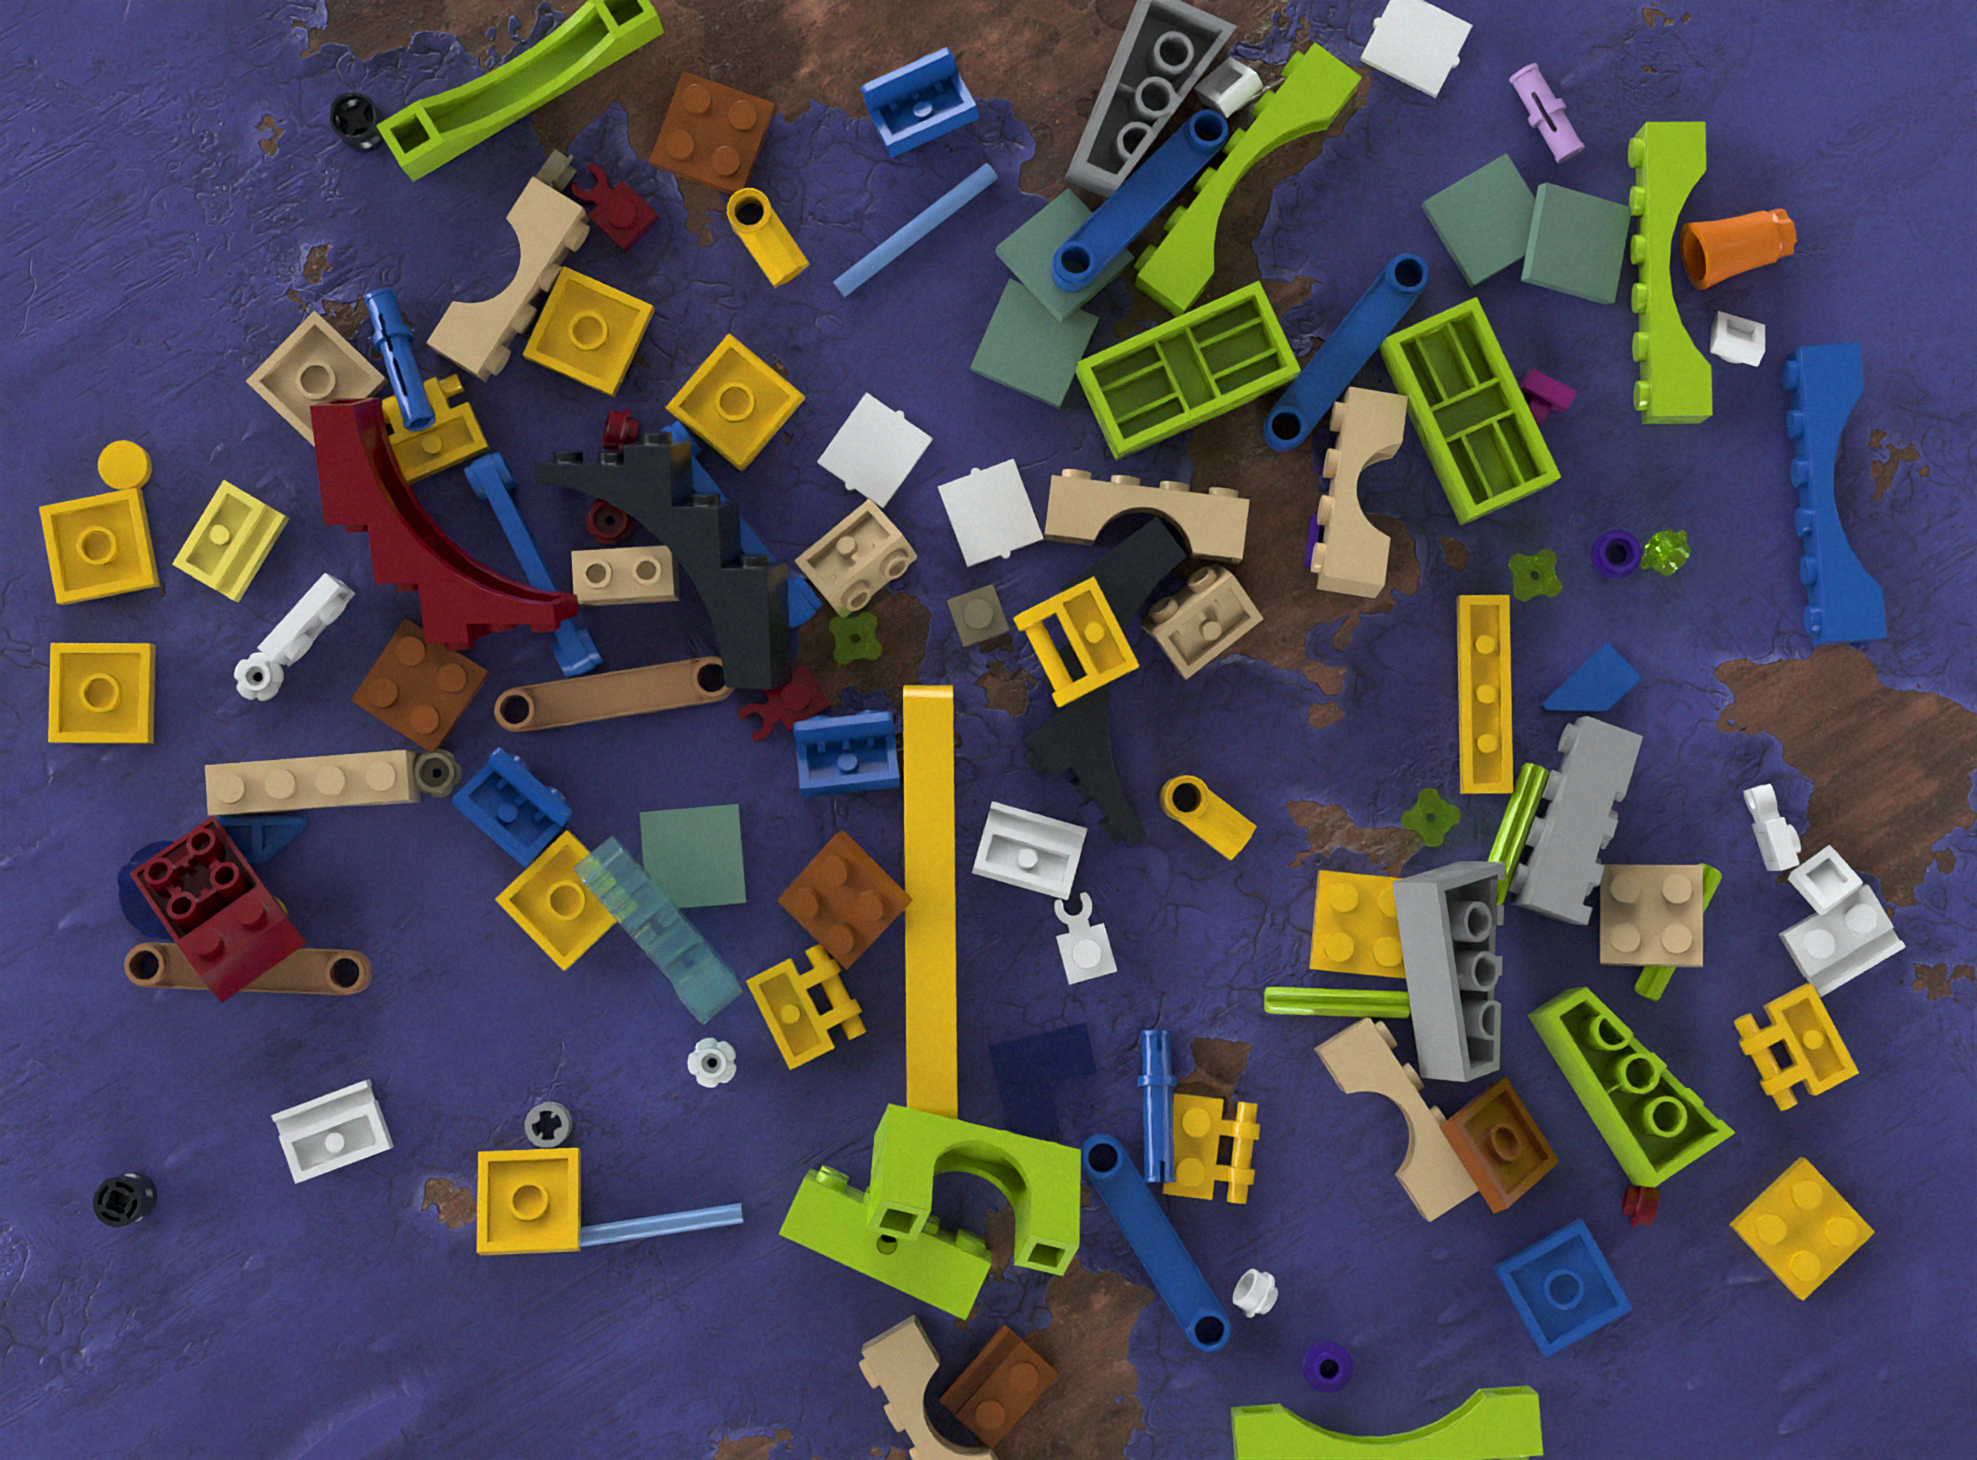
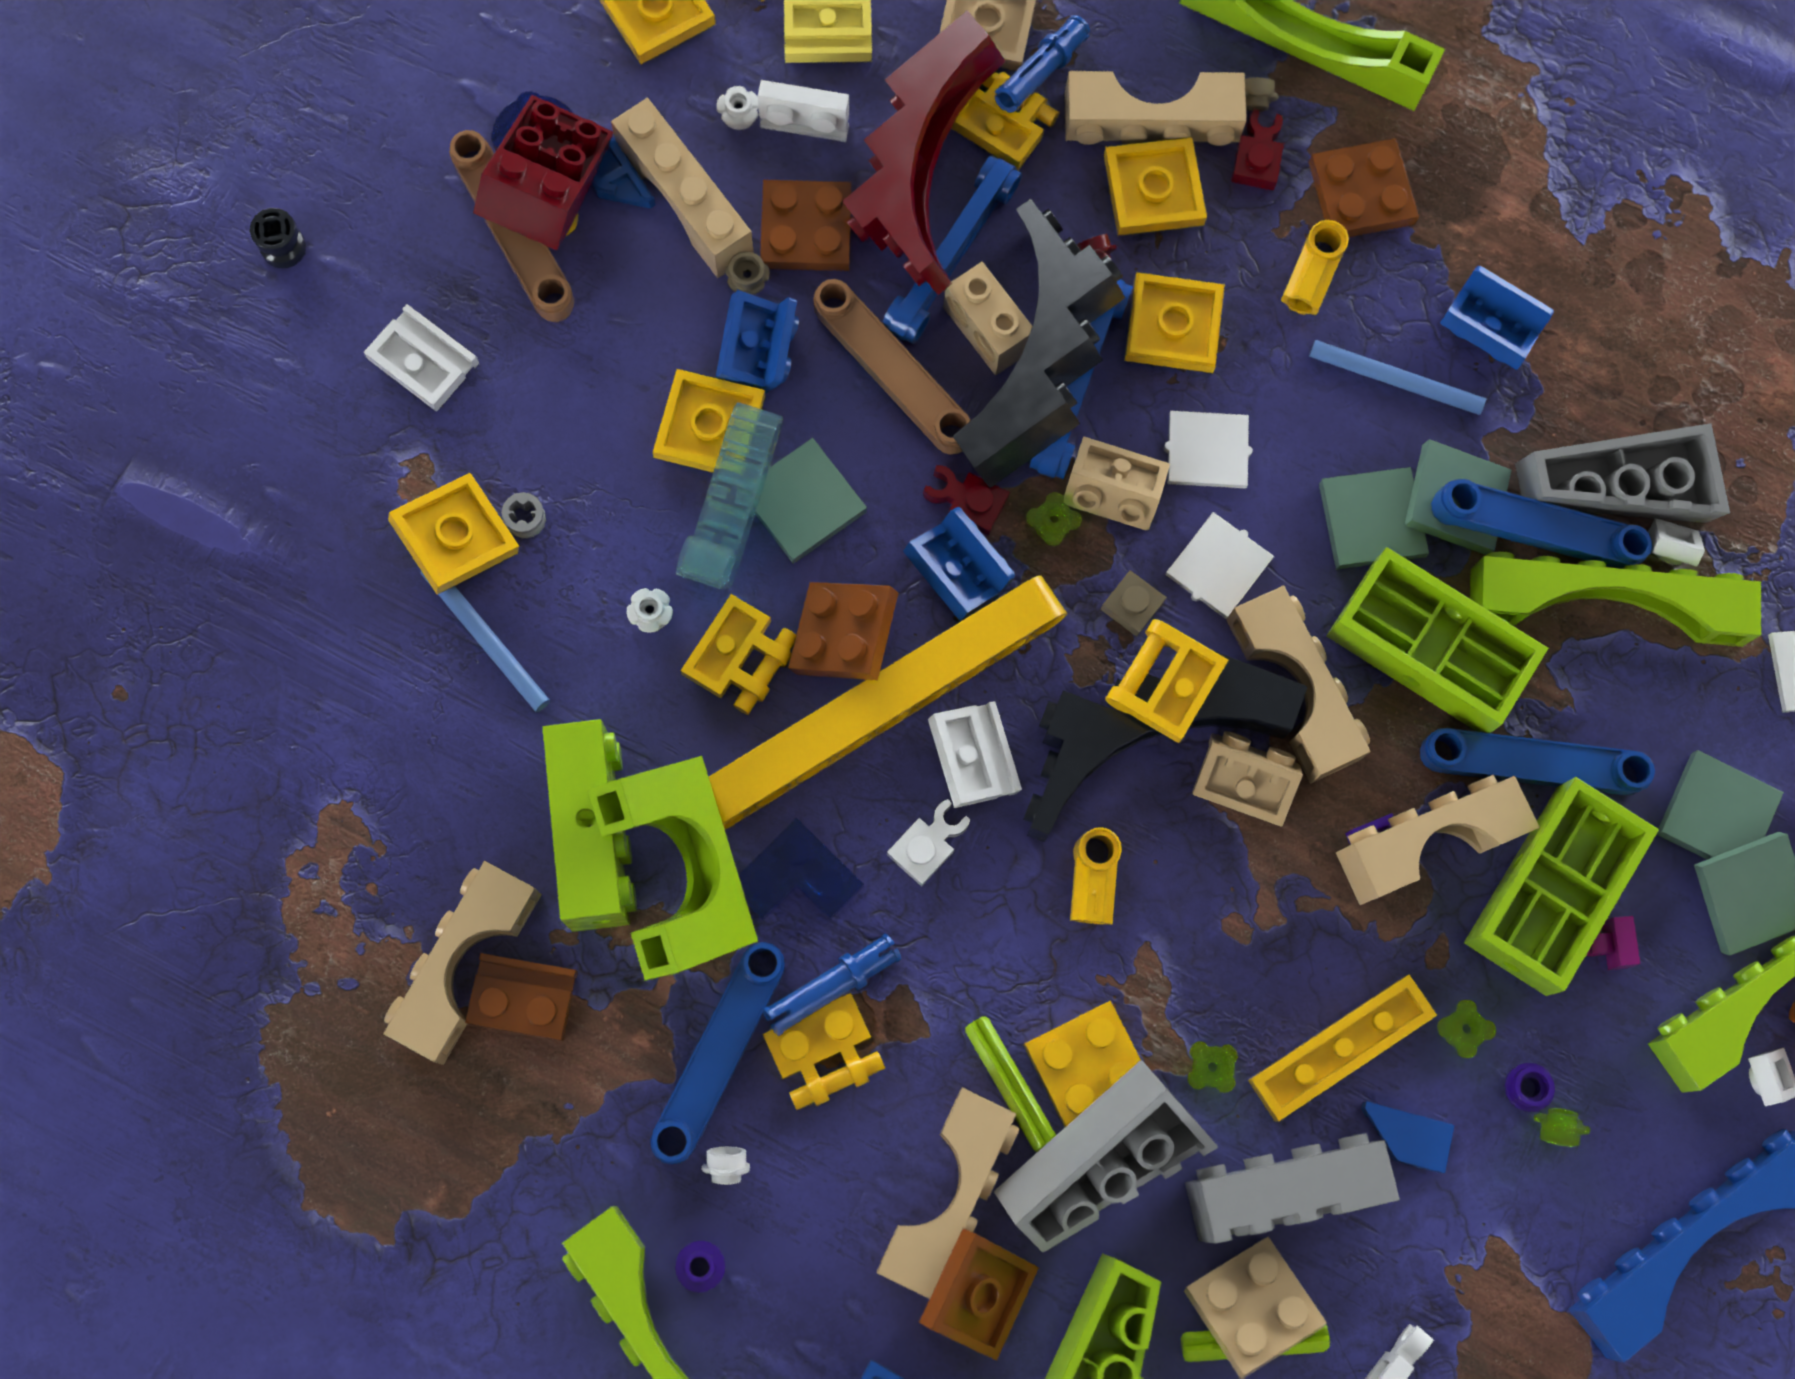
camera: 55 degrees right, 10 degrees down
(608, 534) = (1020, 274): dark red plate -> none
(1517, 822) = (1254, 1143): lime axle -> none

